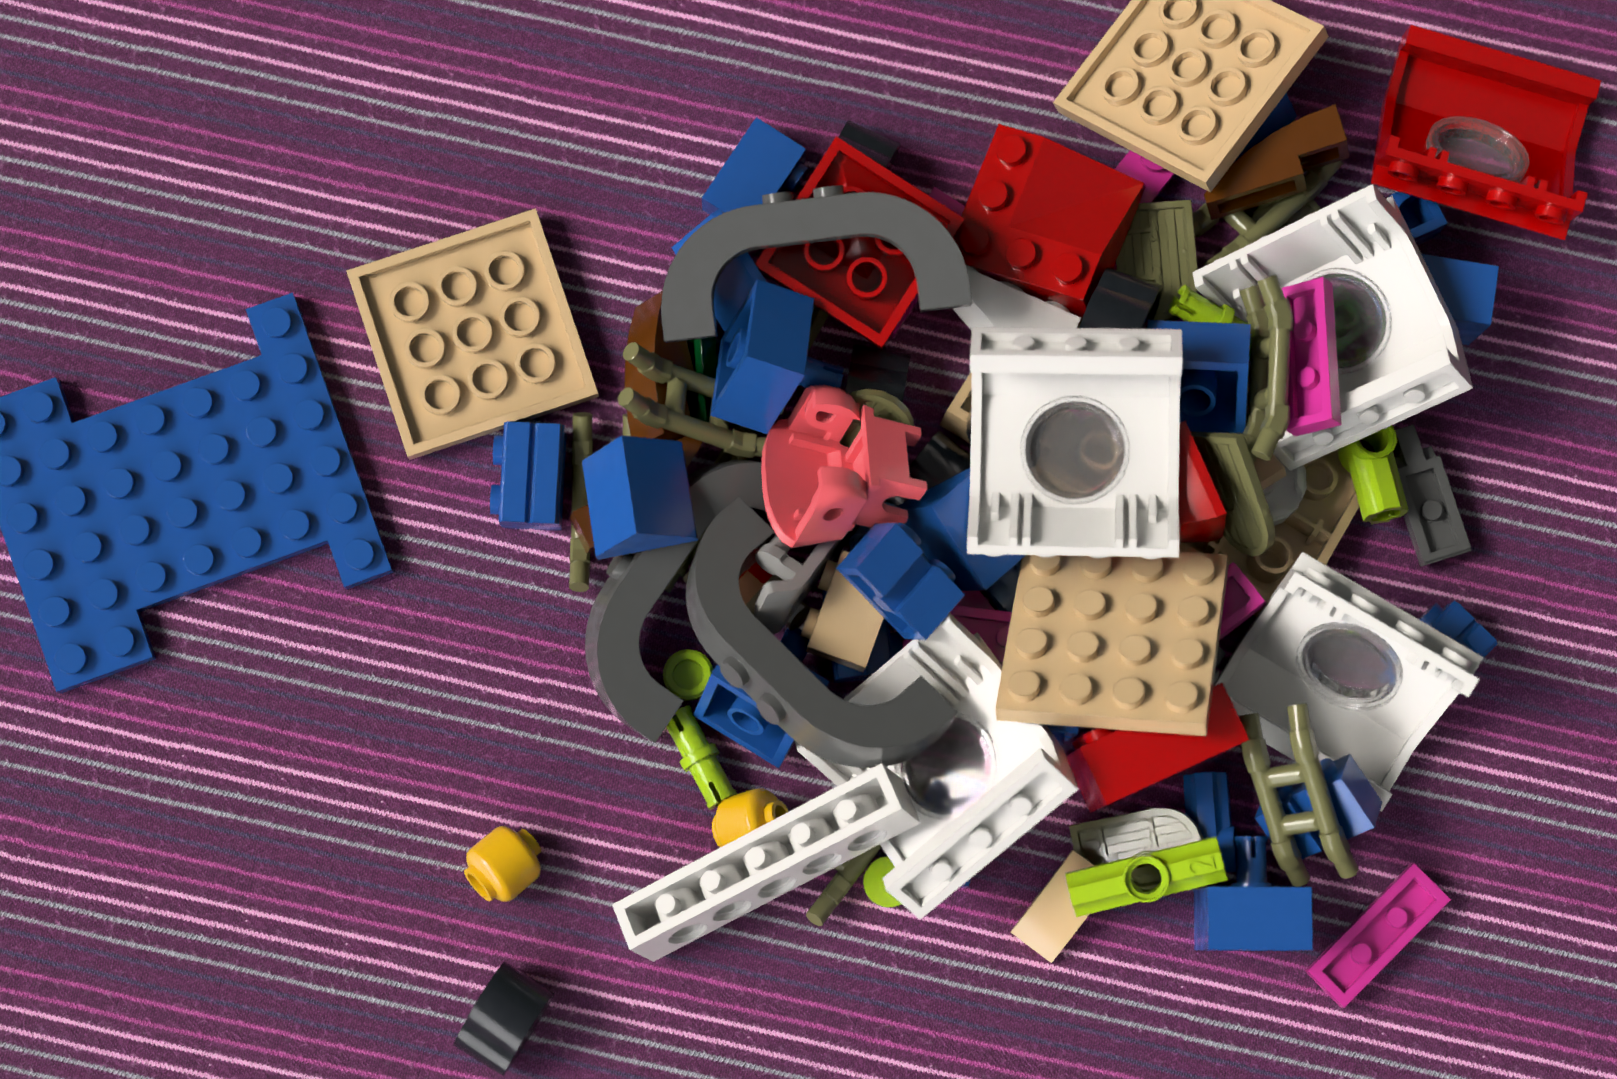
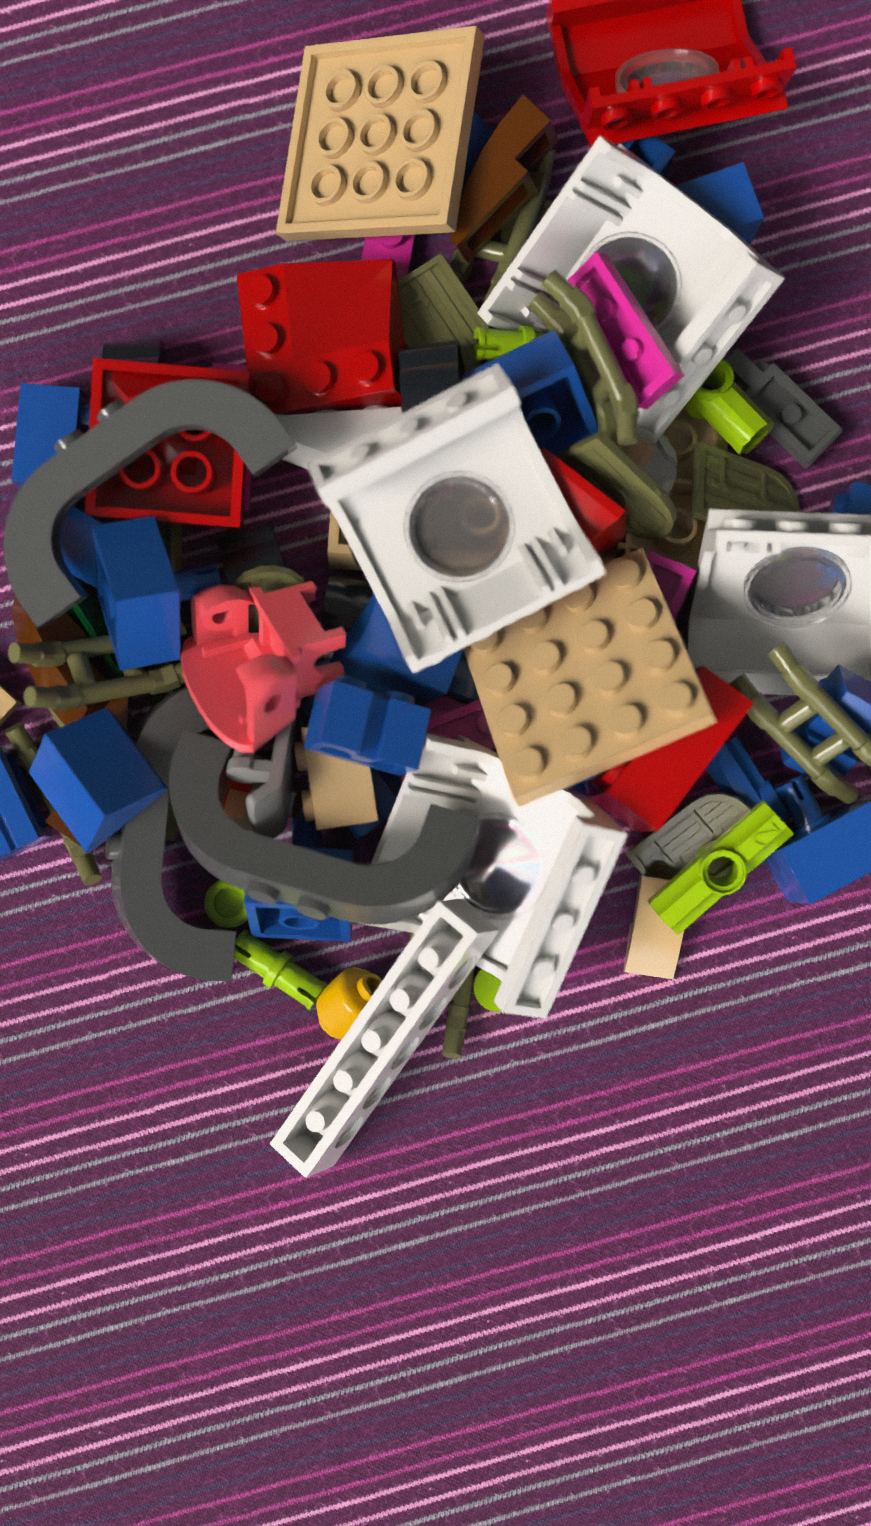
camera: 30 degrees left, 5 degrees up
(503, 864) = (157, 1155): yellow head -> none
(503, 1018) = (230, 1289): black piece -> none
(1349, 547) = (736, 483): none -> olive window

